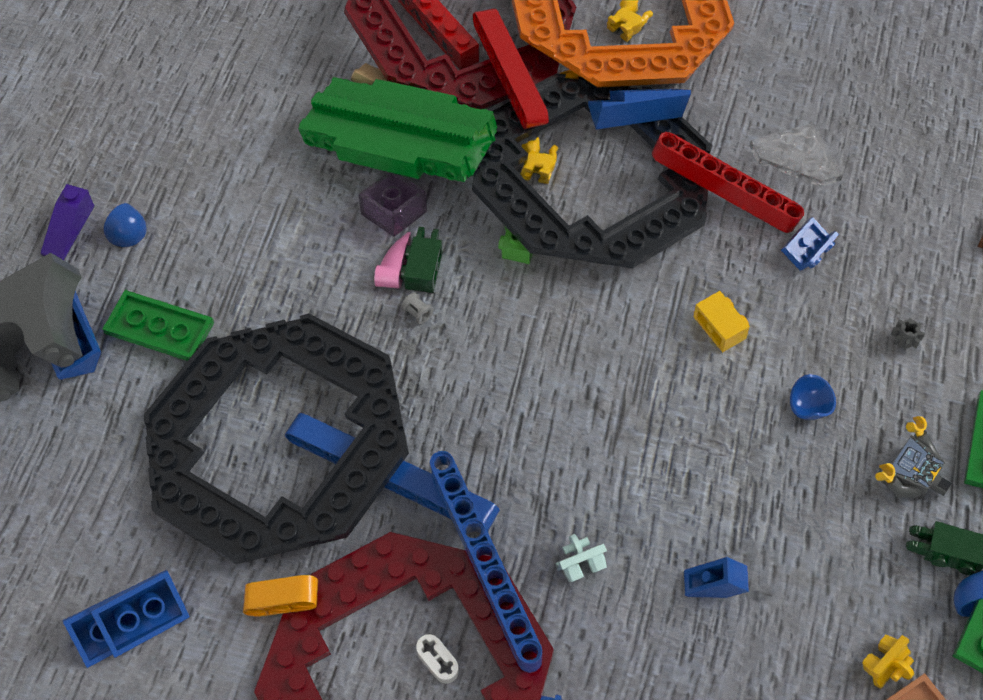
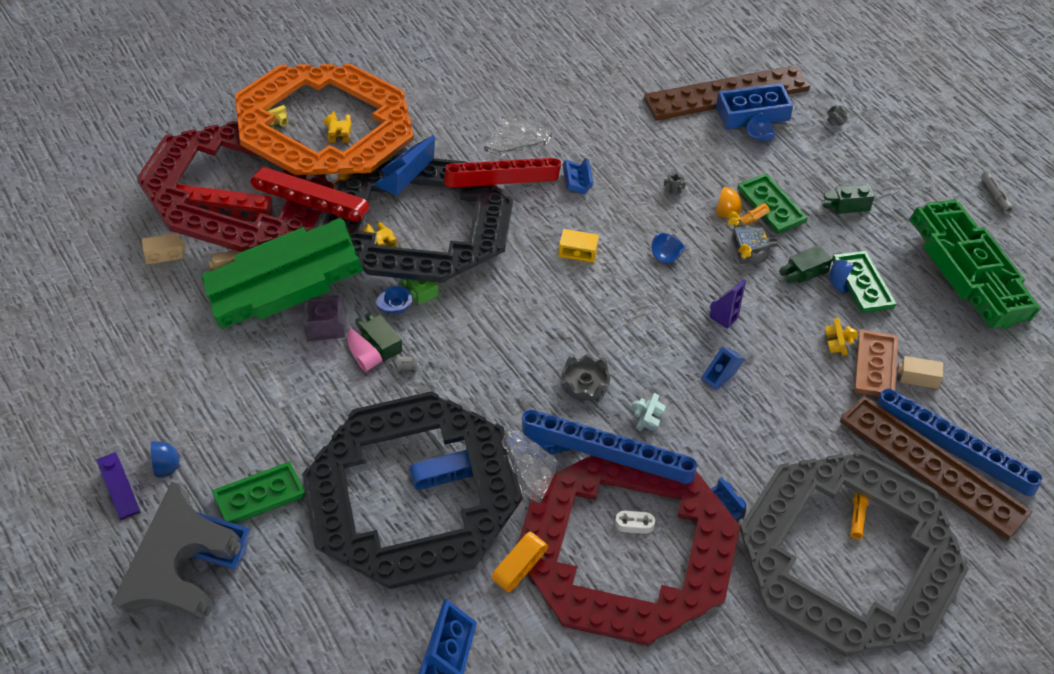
camera: 50 degrees left, 10 degrees down
(335, 26) = (163, 248): none -> tan brick
(393, 508) = (530, 462): none -> clear plate
(474, 235) = (394, 300): none -> blue piece
(567, 451) = (586, 367): none -> dark grey plate
(796, 518) = (727, 307): none -> dark purple slope
(945, 403) = (728, 202): none -> light orange helmet
(954, 439) = (755, 214): none -> light orange axle

